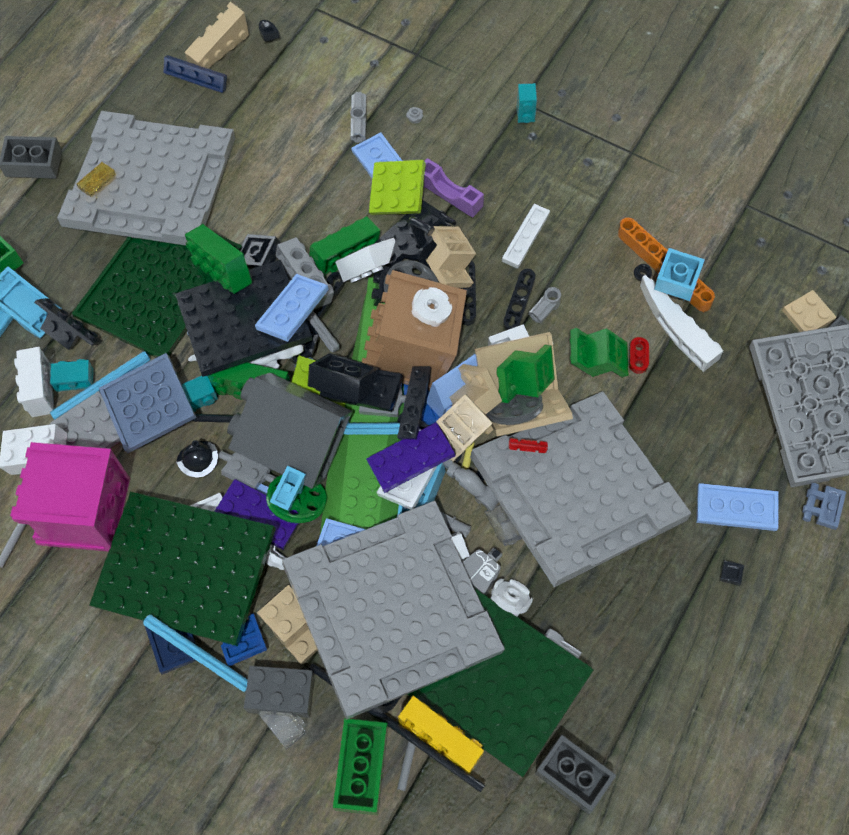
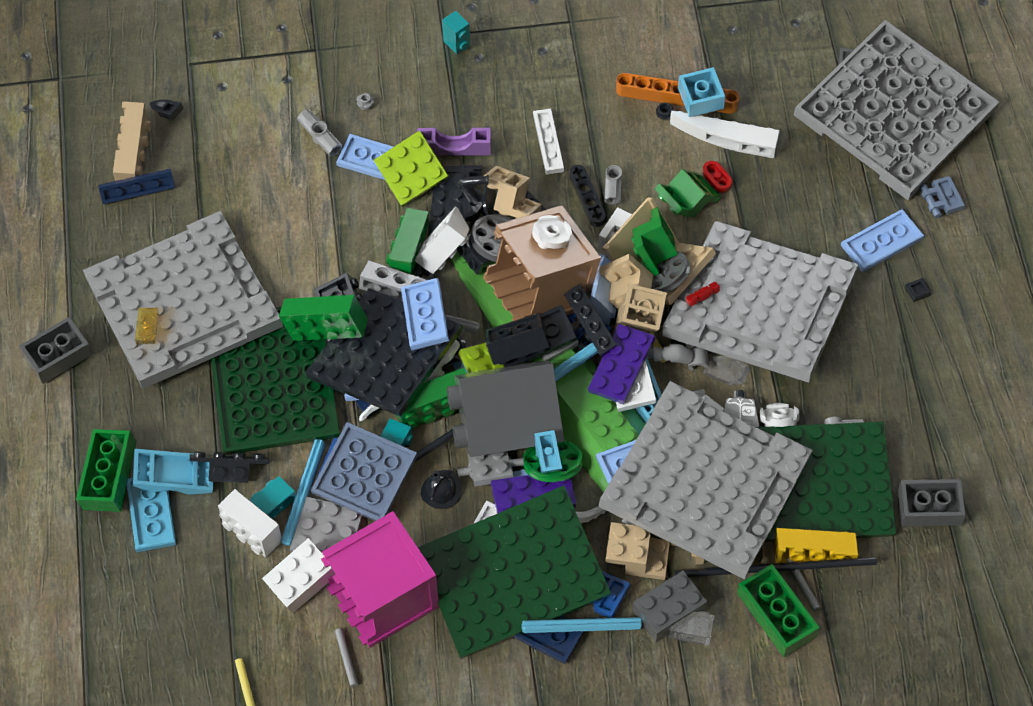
camera: 40 degrees left, 5 degrees down
(809, 312) = (814, 62): tan plate -> none

